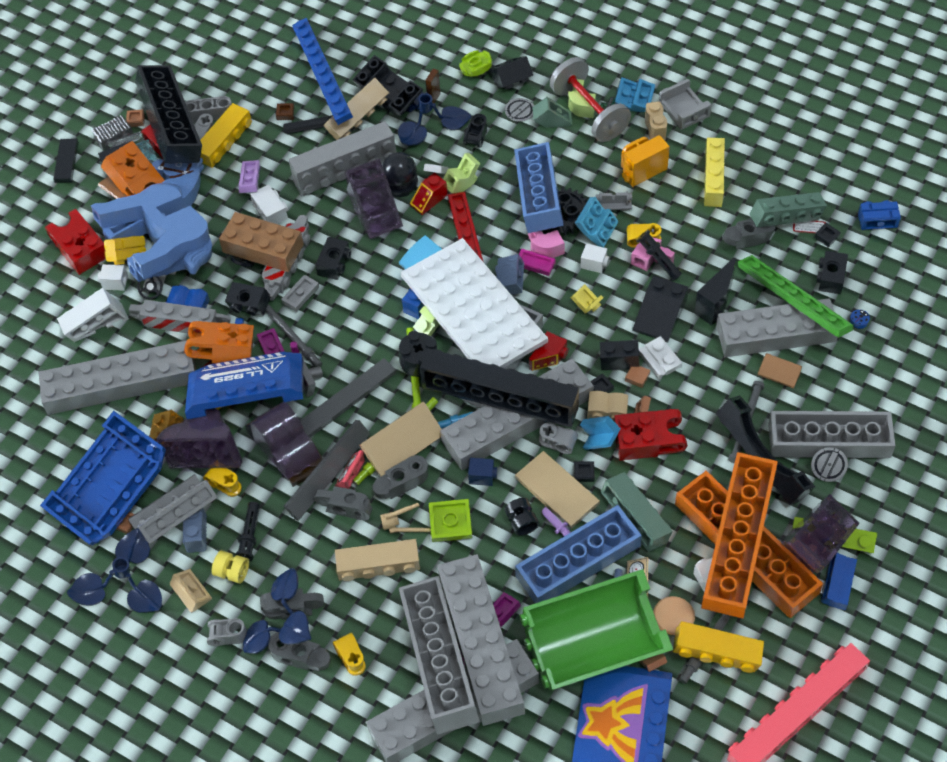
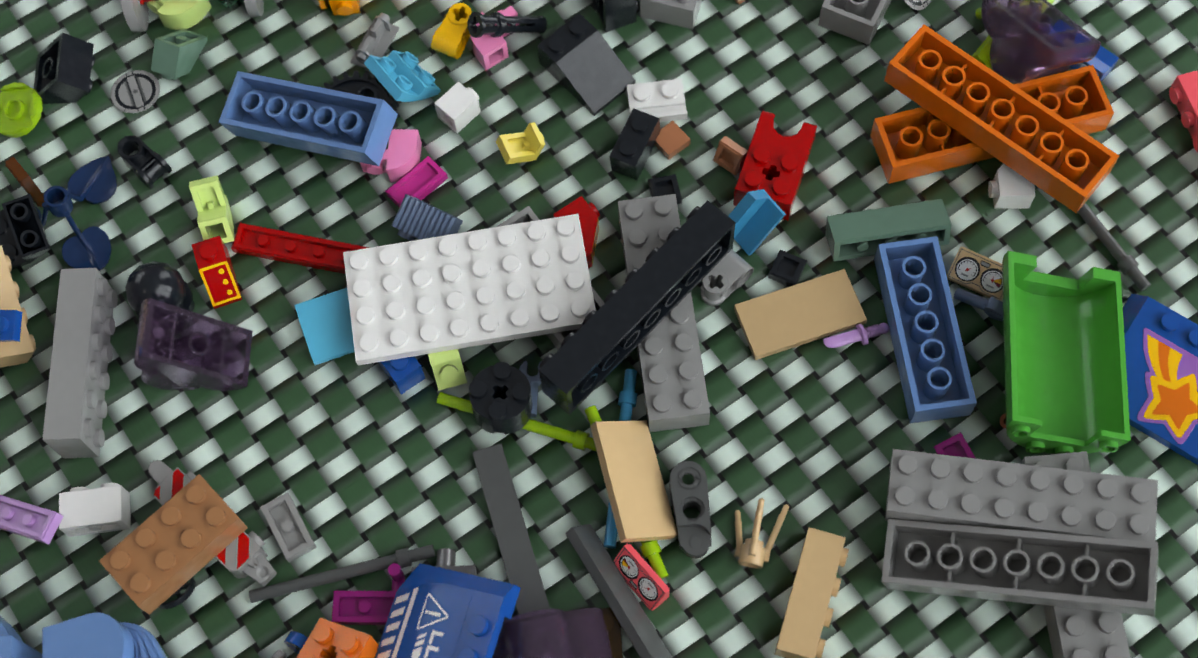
camera: 65 degrees left, 10 degrees up
(240, 293) = (241, 617): black brick -> none
(333, 258) = (241, 440): black brick -> none
(345, 502) = (696, 604): dark grey piece -> none
(435, 168) = (182, 241): white tile -> none
(450, 520) = (788, 471): lime plate -> none
(482, 471) = (731, 396): dark blue brick -> none
(521, 516) = (840, 374): black wheel -> none
(606, 404) = (708, 184): tan brick -> none
(671, 612) = (1052, 253): light nougat piece -> none
(718, 647) = (1125, 221): yellow brick -> none
(737, 419) = (809, 50): black arch -> none
(757, 387) = (851, 83): dark grey bar -> none

